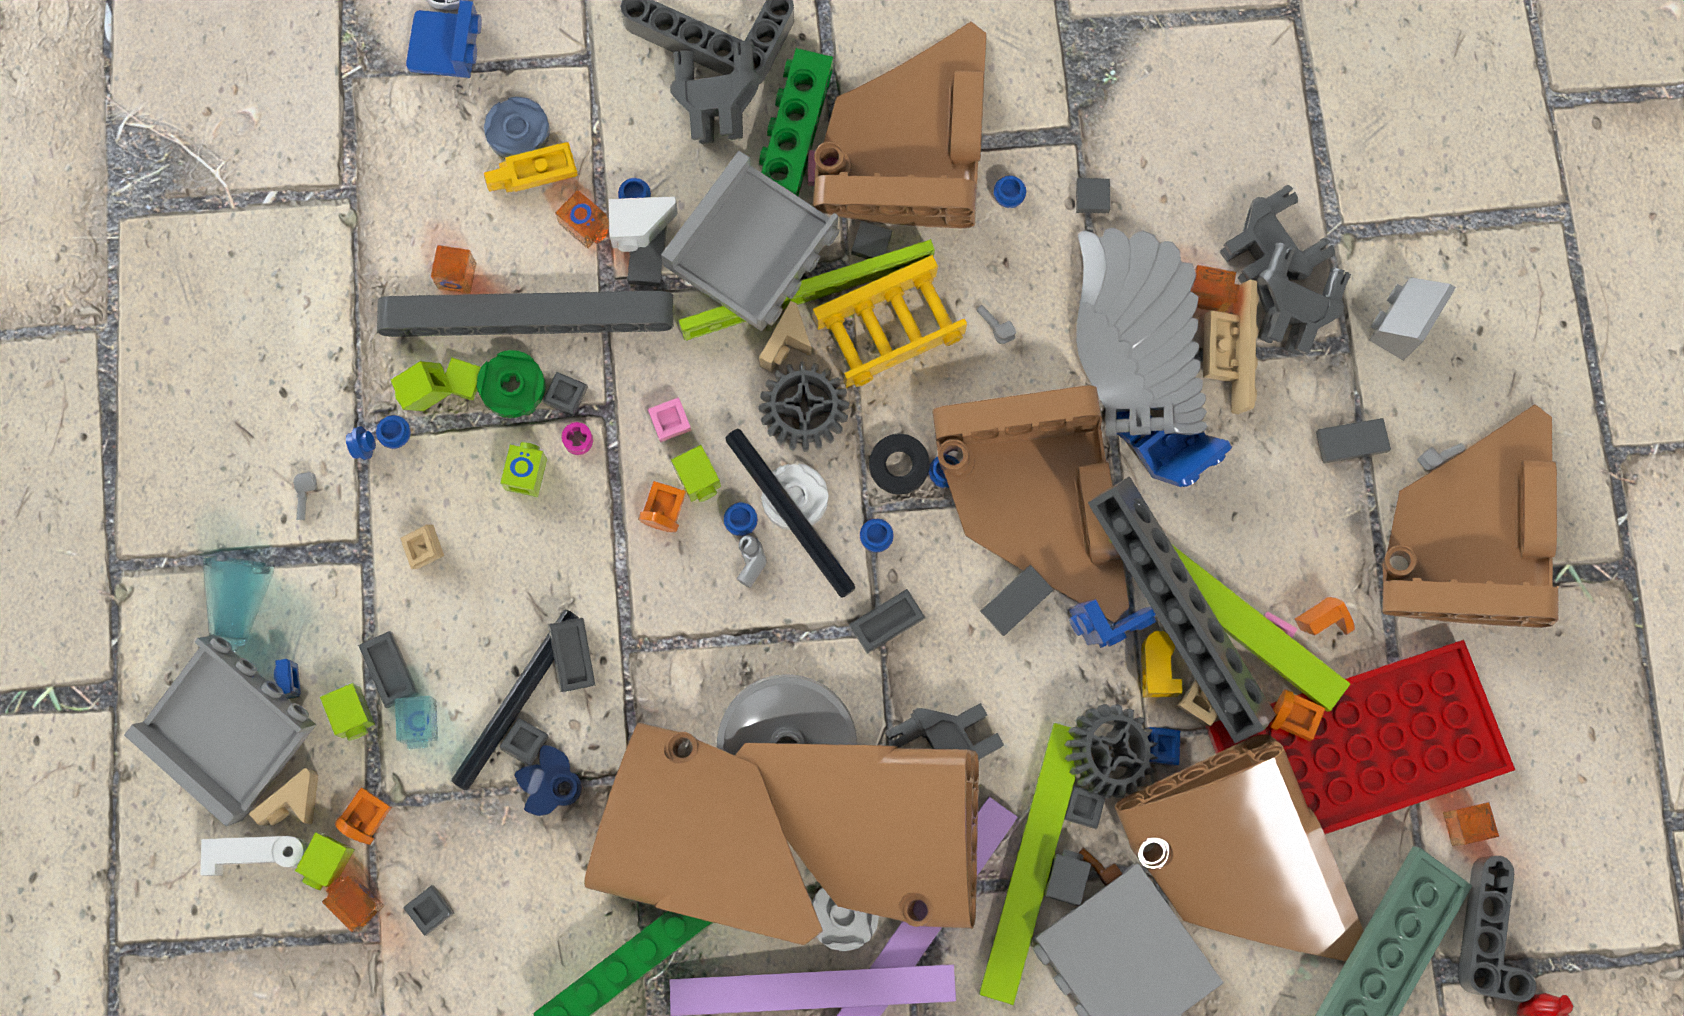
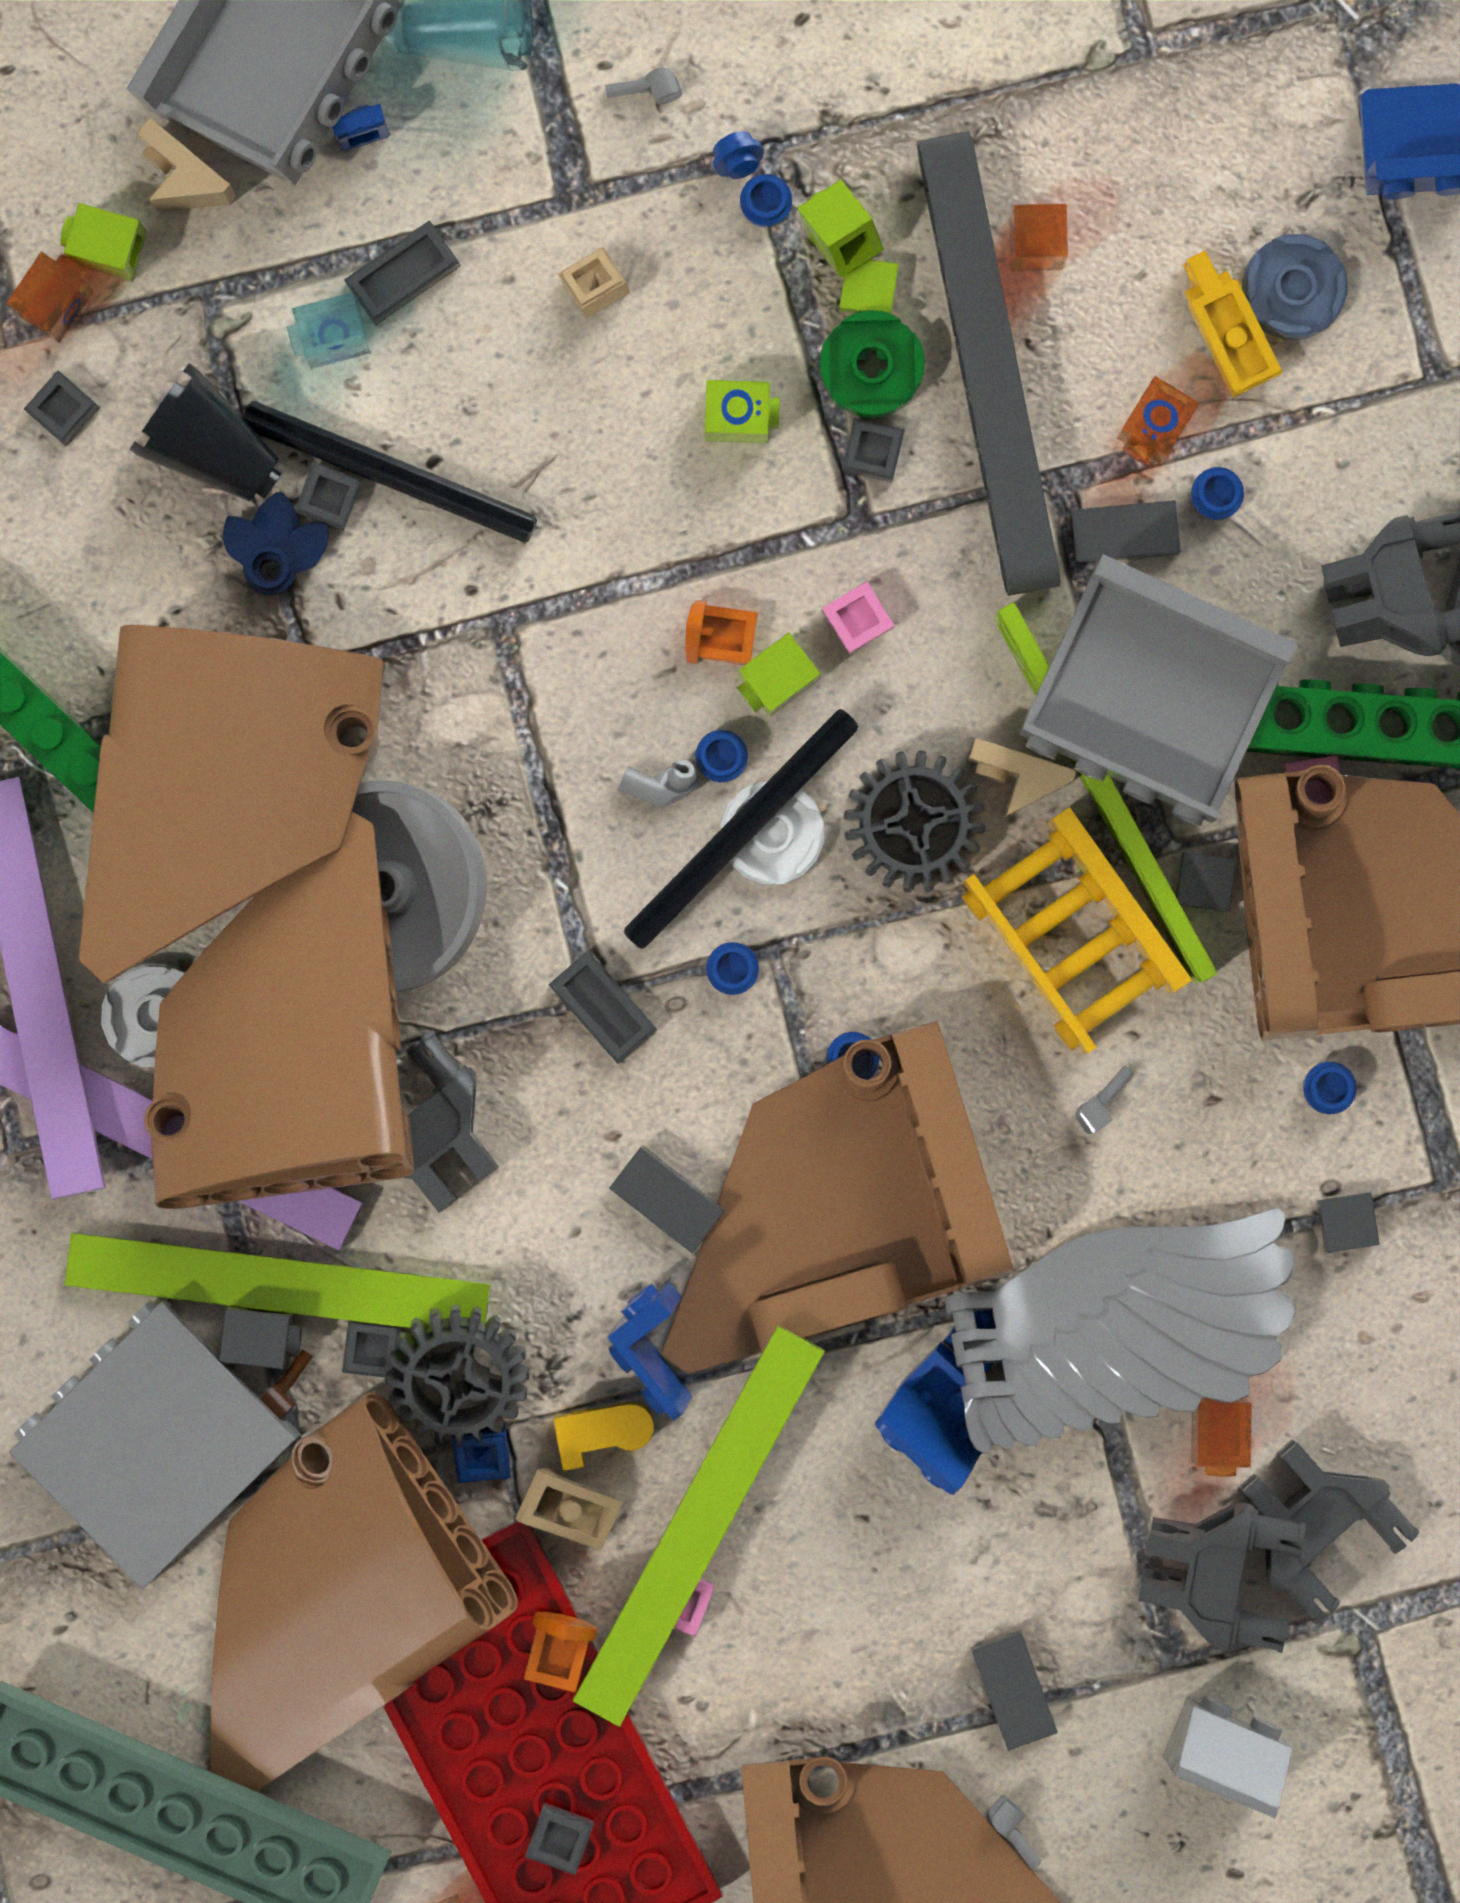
camera: 90 degrees right, 10 degrees up
(250, 850) = (110, 177): white leg -> none
(348, 712) = (325, 227): lime brick -> none
(362, 817) = (177, 282): orange tile -> none
(470, 813) = (208, 441): none -> black cone
(571, 654) = (467, 540): dark grey tile -> none
(585, 431) = (818, 491): dark pink bush -> none
(639, 220) = (1165, 507): white slope -> none
(899, 484) = (884, 984): black tyre -> none
(1182, 610) = (680, 1449): dark grey brick -> none
(1231, 347) = (1130, 1476): tan bracket -> none
(1323, 615) = (723, 1676): orange tile -> none
(1417, 735) = (559, 1838): none -> dark grey tile

